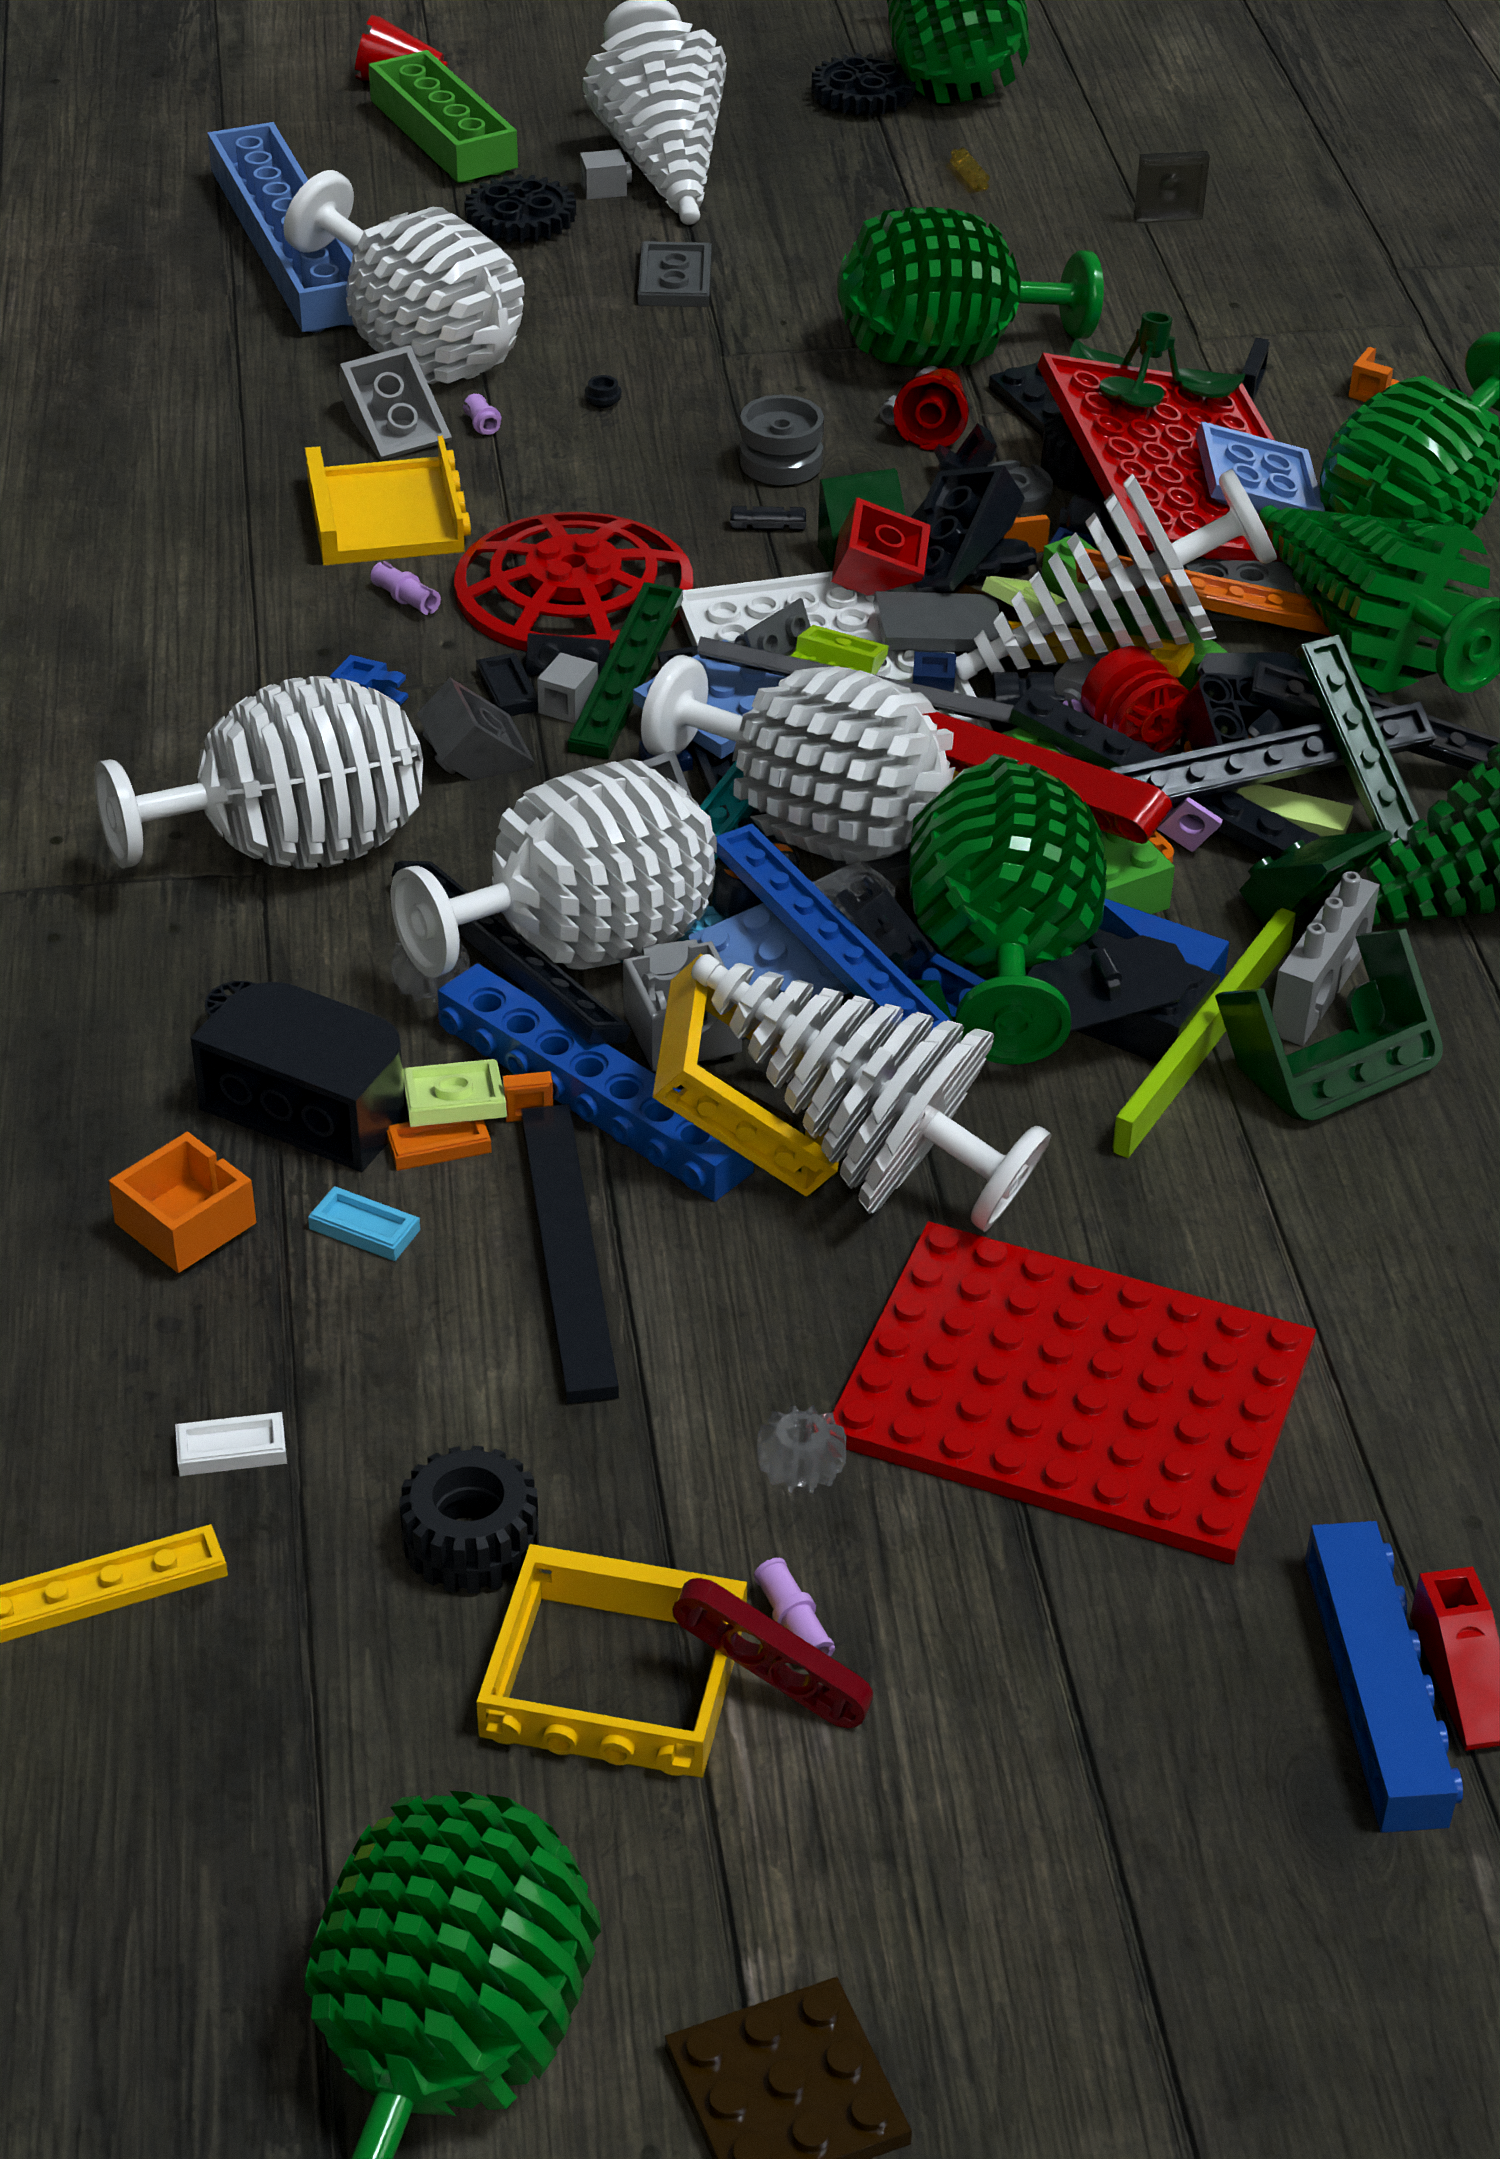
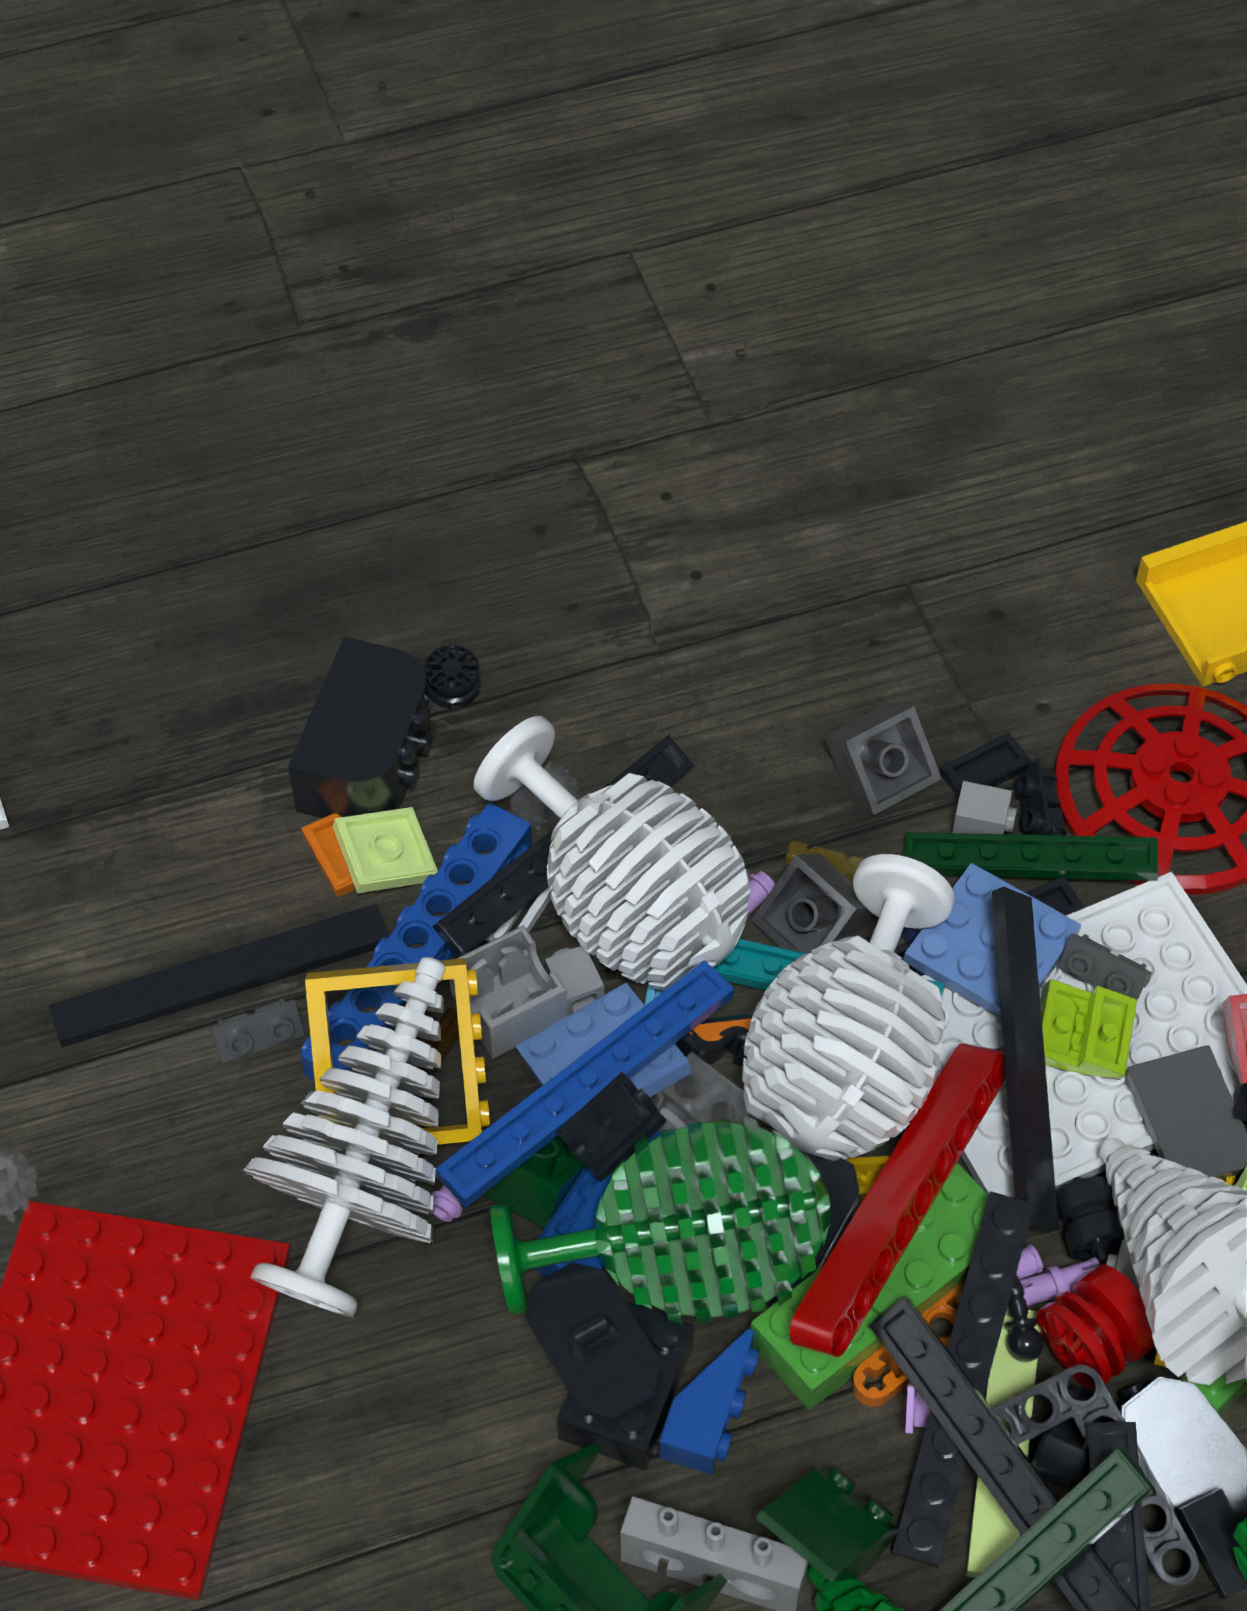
camera: 80 degrees right, 15 degrees up
(182, 1202) = (204, 692): orange piece -> none
(286, 777) = (710, 617): white plant -> none
(364, 1223) = (228, 825): medium azure tile -> none
(373, 675) = (947, 651): blue plate -> none
(405, 587) = (1104, 650): lavender pin -> none
(527, 1091) = (386, 901): orange tile -> none
(649, 1226) = (259, 1031): none -> dark grey hinge
(935, 670) = (1089, 1122): dark blue plate -> none
(1199, 1036) = (612, 1460): lime tile -> none

